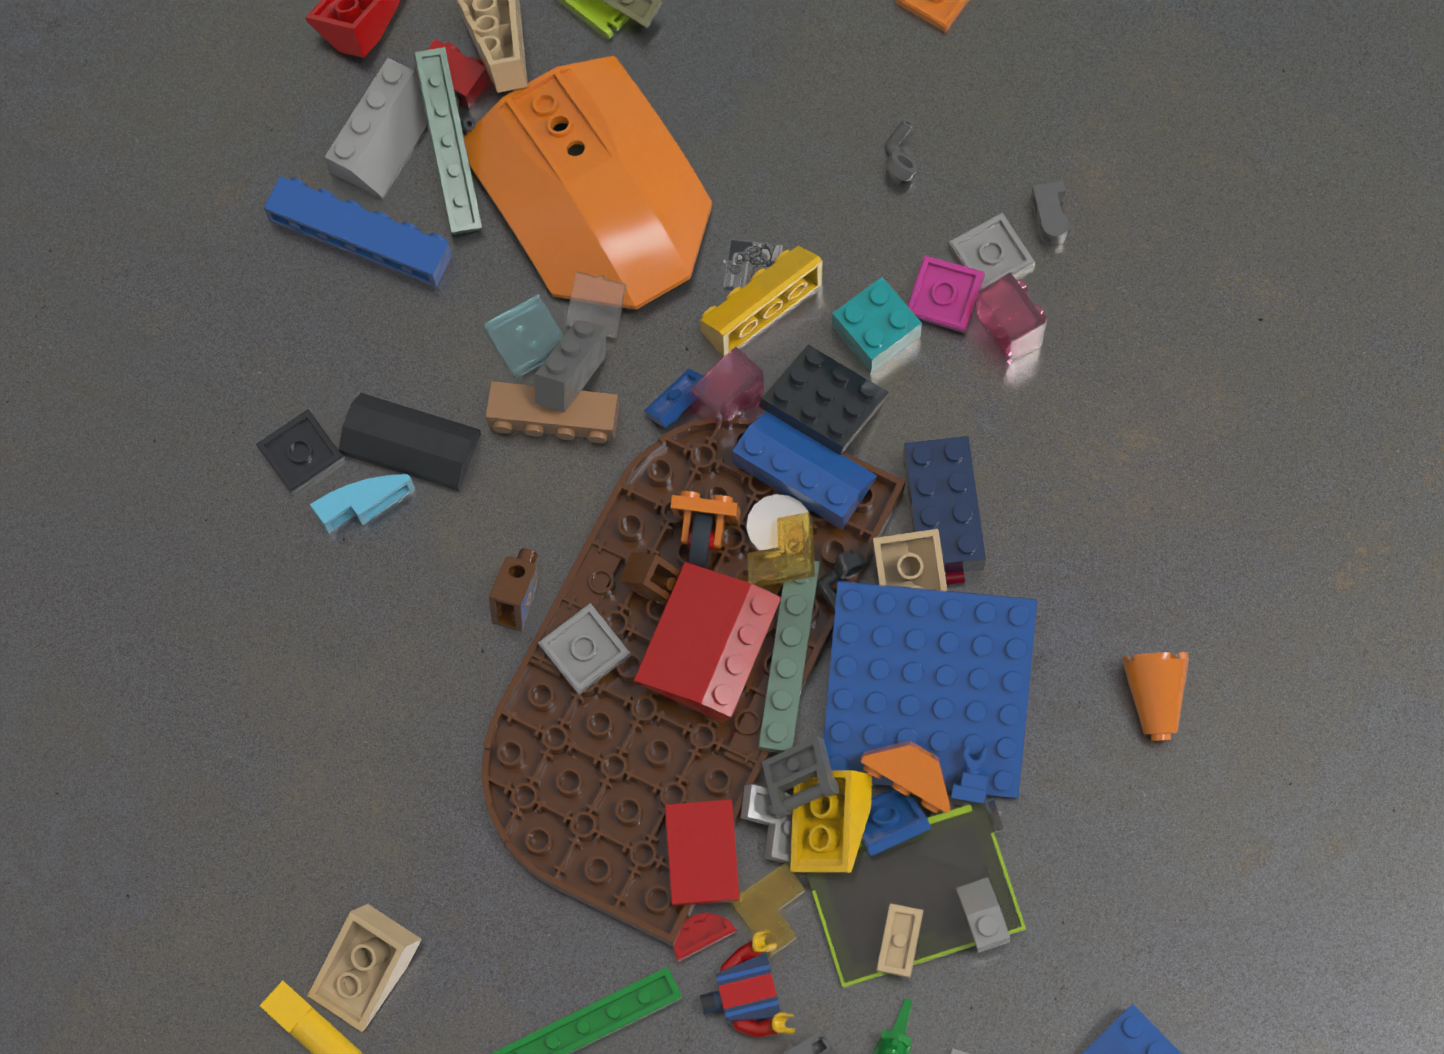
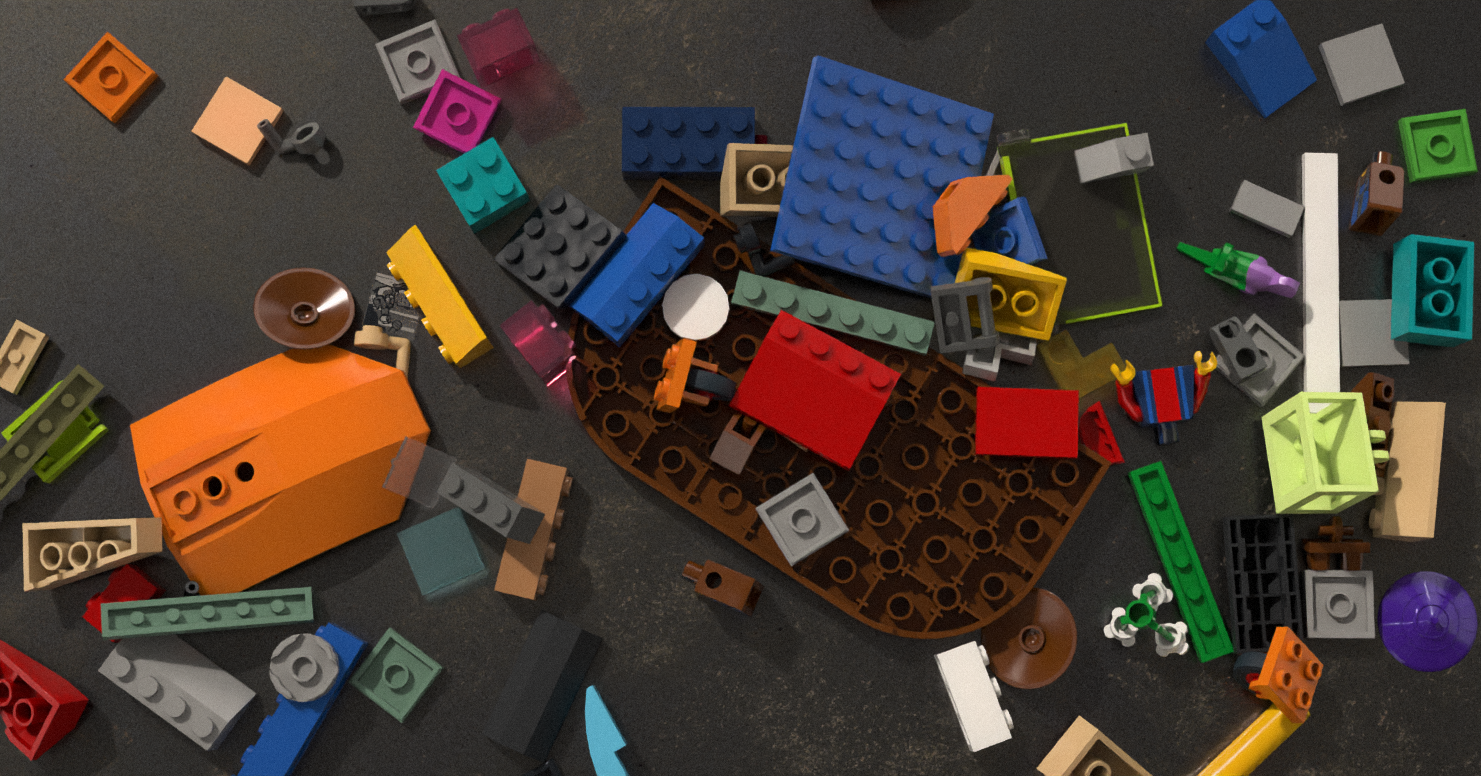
camera: 90 degrees left, 10 degrees up
(405, 227) = (304, 667): none -> light grey tile
(408, 313) = (396, 675): none -> sand green tile
(432, 836) = (974, 696): none -> white brick
(489, 883) = (1031, 641): none -> reddish brown hat
(520, 980) = (1142, 615): none -> white plant
(674, 399) = (534, 399): blue plate -> none
(718, 248) = (374, 339): none -> tan plate
(738, 183) = (304, 308): none -> reddish brown hat
(792, 557) = (739, 294): clear yellow plate -> none
(900, 940) = (1129, 242): tan plate -> none
(912, 99) = (233, 119): none -> light nougat tile
(972, 783) = (981, 151): blue piece -> none

